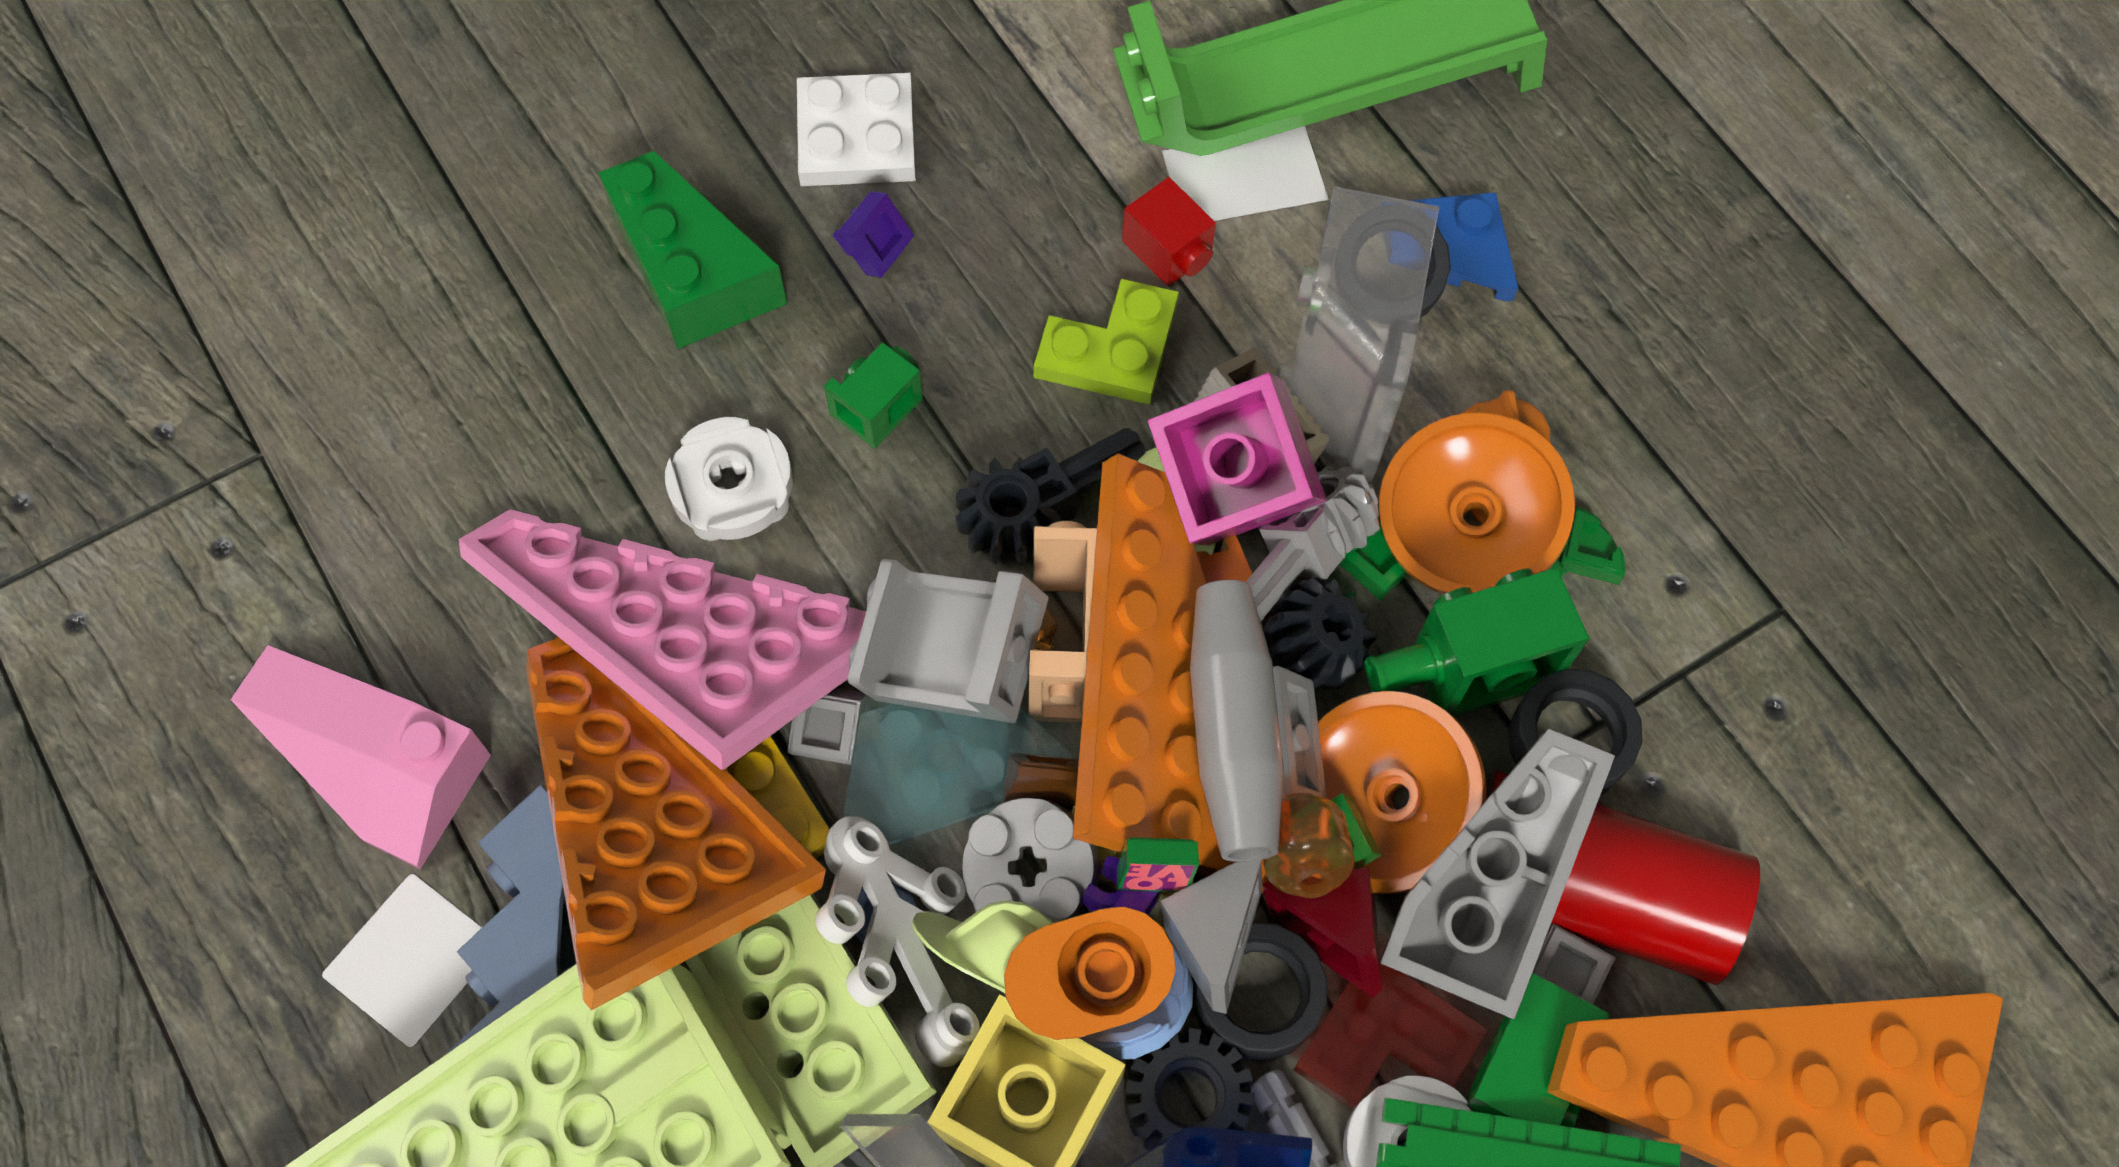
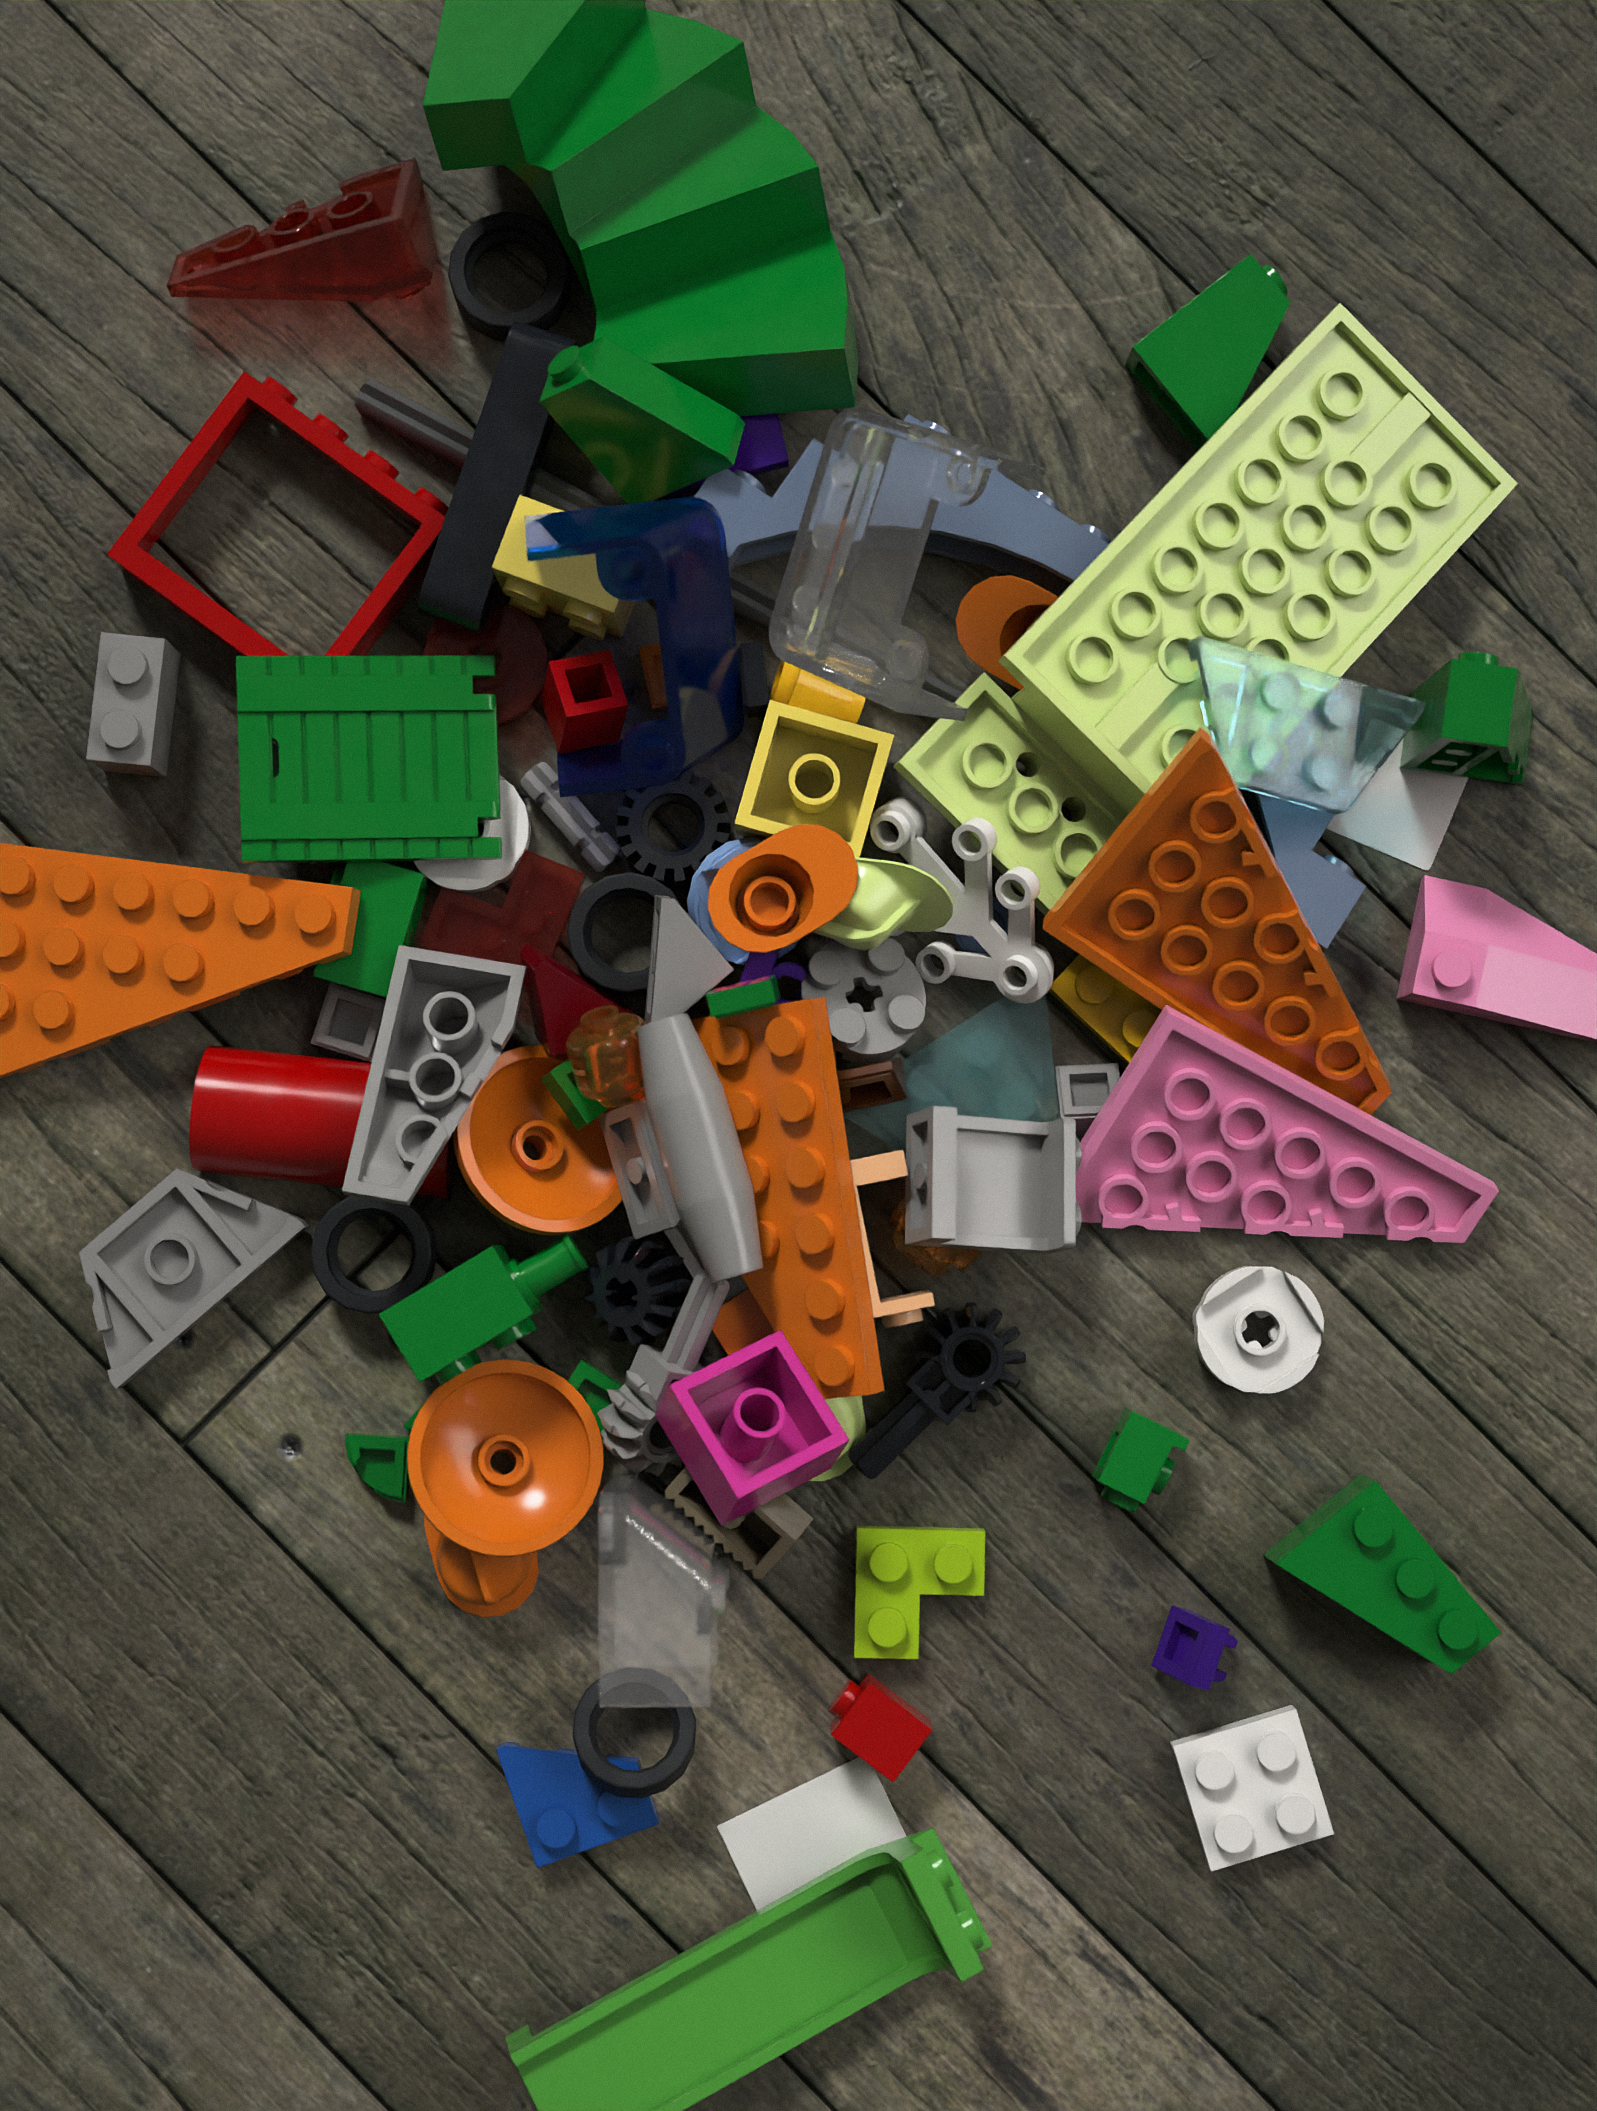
camera: 165 degrees right, 20 degrees up
(310, 993) = (1472, 722): none -> green wedge
(488, 1016) = (1296, 727): none -> clear light blue wing
(1776, 769) = (175, 1263): none -> light grey wing

